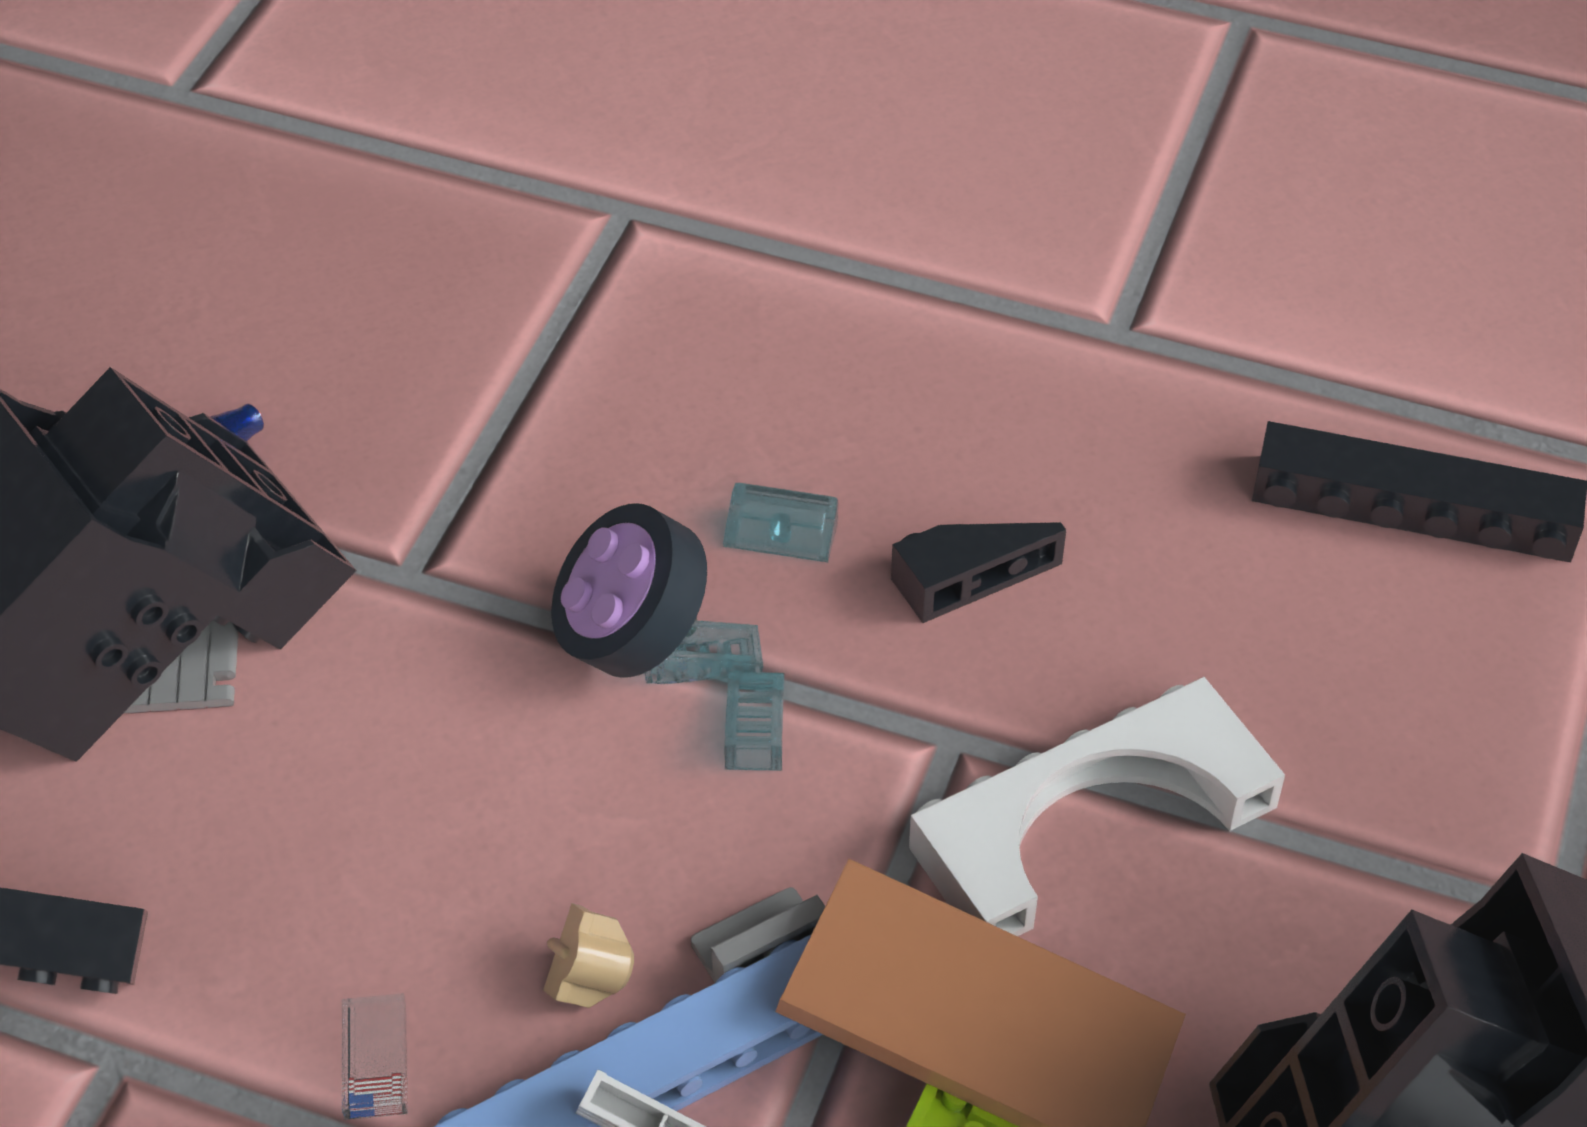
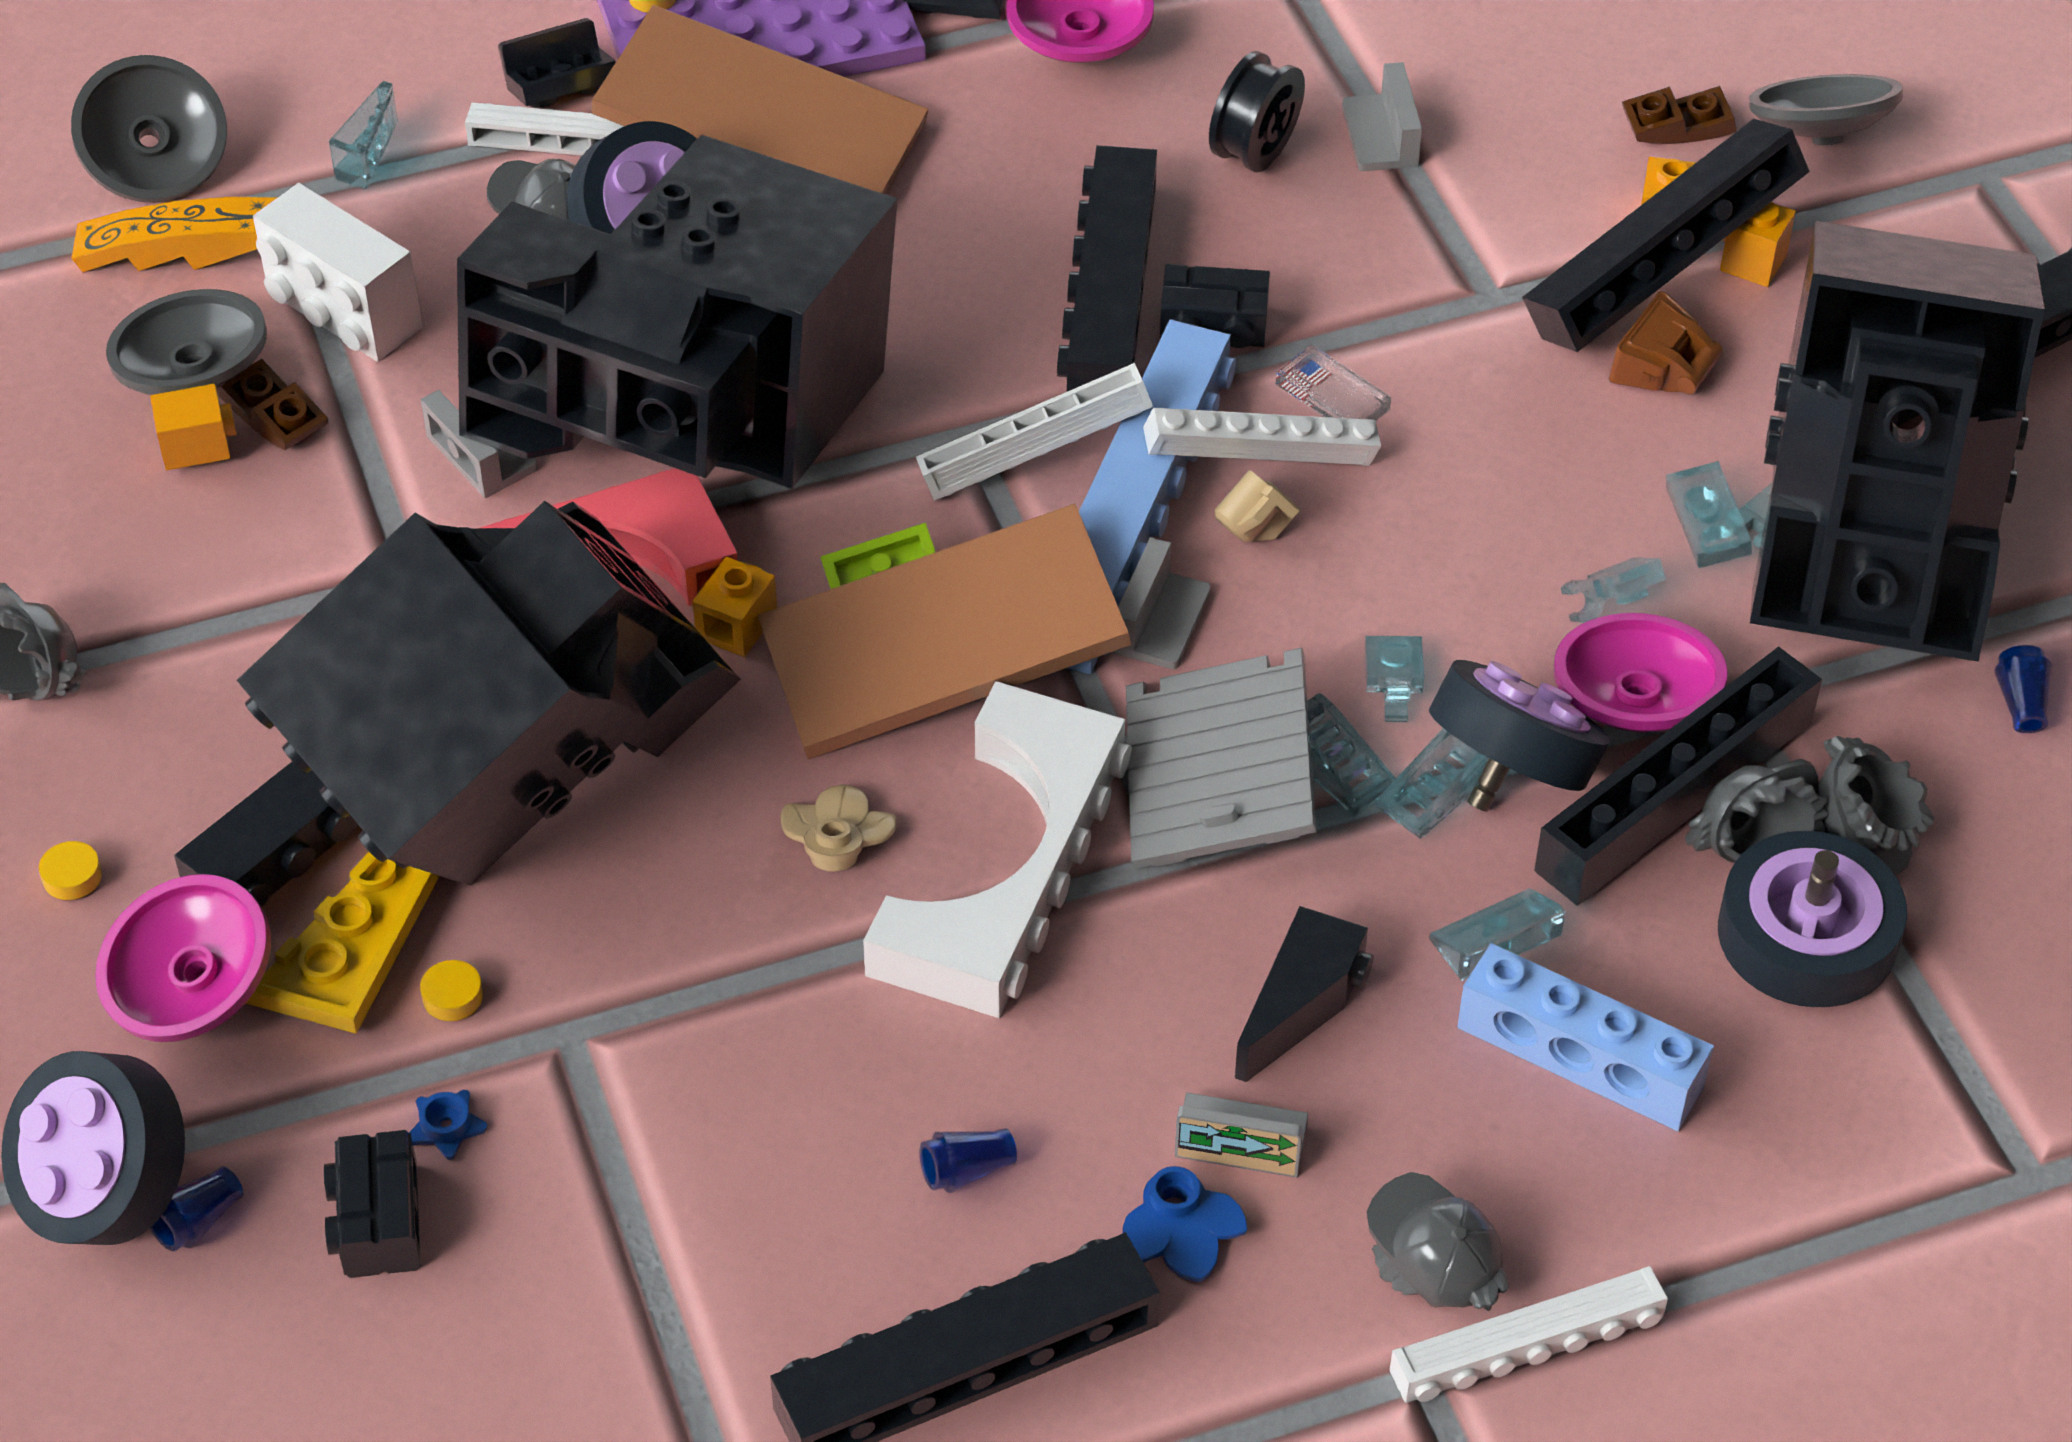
camera: 140 degrees right, 0 degrees up
(79, 863) = (1665, 350): none -> dark orange piece
(246, 702) = (1708, 514): none -> clear light blue plate
(383, 694) = (1622, 581): none -> clear light blue plate
(446, 412) = (1874, 801): none -> dark grey hair
(471, 570) = (1638, 670): none -> dark pink dish
(521, 1003) = (1261, 436): none -> white piece
(523, 455) = (1757, 805): none -> dark grey hair
(524, 509) = (1674, 775): none -> black brick
(579, 380) = (1812, 918): none -> wheel
(632, 758) = (1396, 669): none -> clear light blue plate
(814, 412) = (1584, 1036): none -> light blue brick
(852, 757) = (1219, 760): none -> light grey door
(1034, 301) = (1528, 1335): none -> white piece
(1045, 361) = (1435, 1244): none -> dark grey hair
(1105, 507) = (1240, 1134): none -> panel
(1195, 489) = (1185, 1231): none -> blue plate
(1204, 934) = (836, 826): none -> tan plate
(1318, 610) = (963, 1157): none -> clear blue cone

